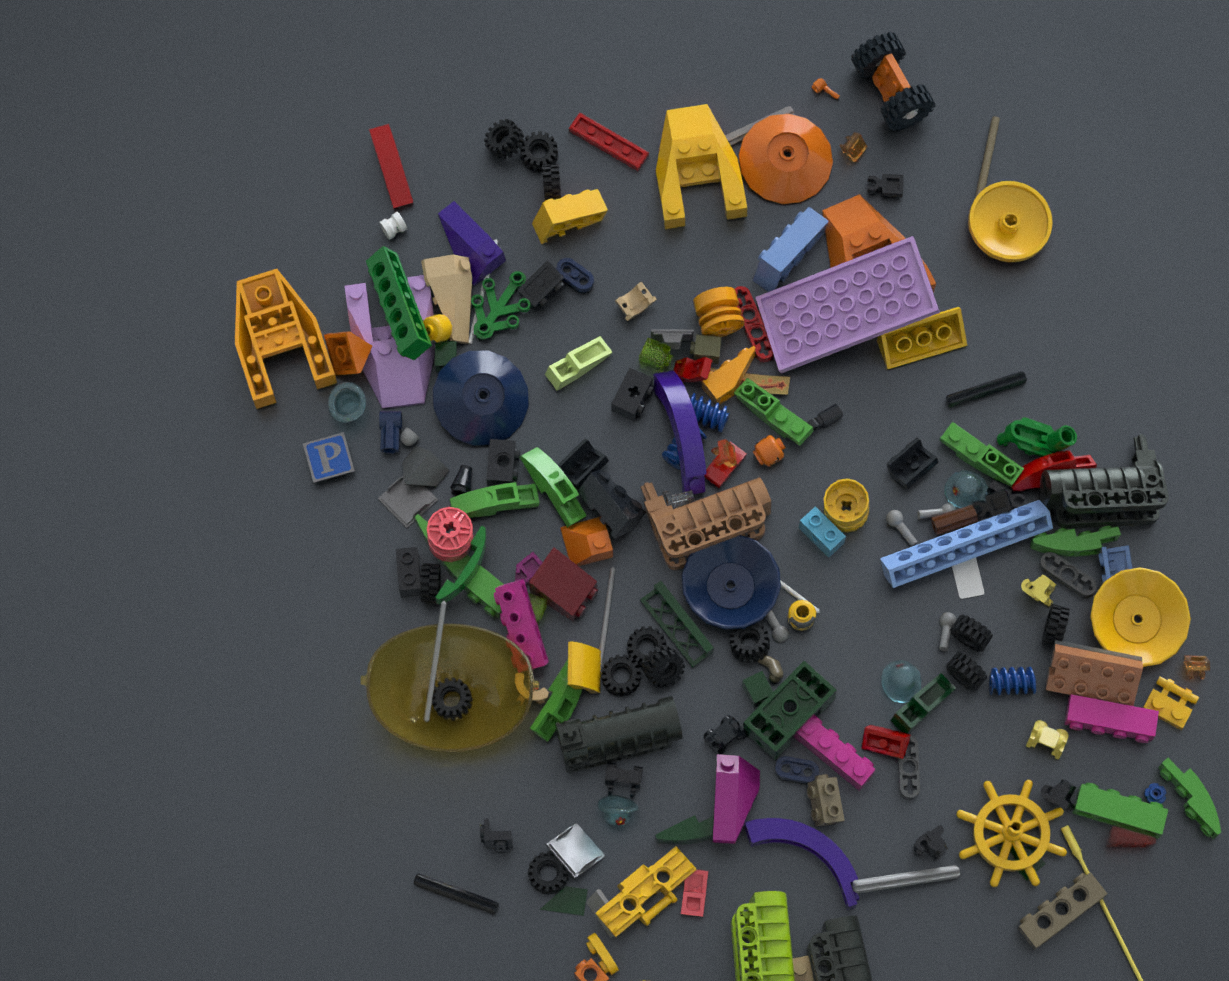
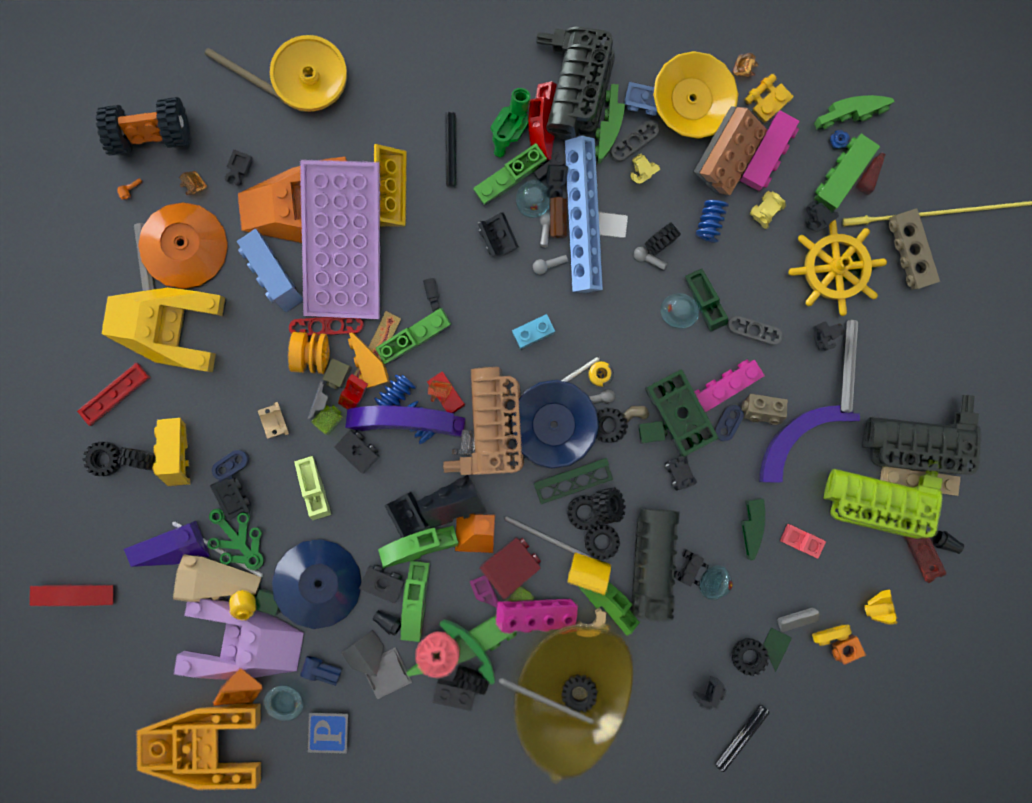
camera: 70 degrees left, 15 degrees up
(393, 225) = (129, 610): white wheel -> none
(398, 303) = (207, 632): green brick -> none
(408, 437) = (331, 656): light grey hinge -> none
(498, 132) = (73, 491): black tyre -> none
(575, 850) = (739, 629): piece -> none
(640, 887) = (789, 585): yellow piece -> none
(735, 791) = (735, 481): magenta wedge -> none
(769, 450) = (446, 351): orange head -> none
(846, 493) = (523, 293): yellow wheel -> none
(885, 741) = (728, 341): red slope -> none
(966, 671) = (694, 254): black tyre -> none
(1056, 624) = (678, 166): black tyre -> none

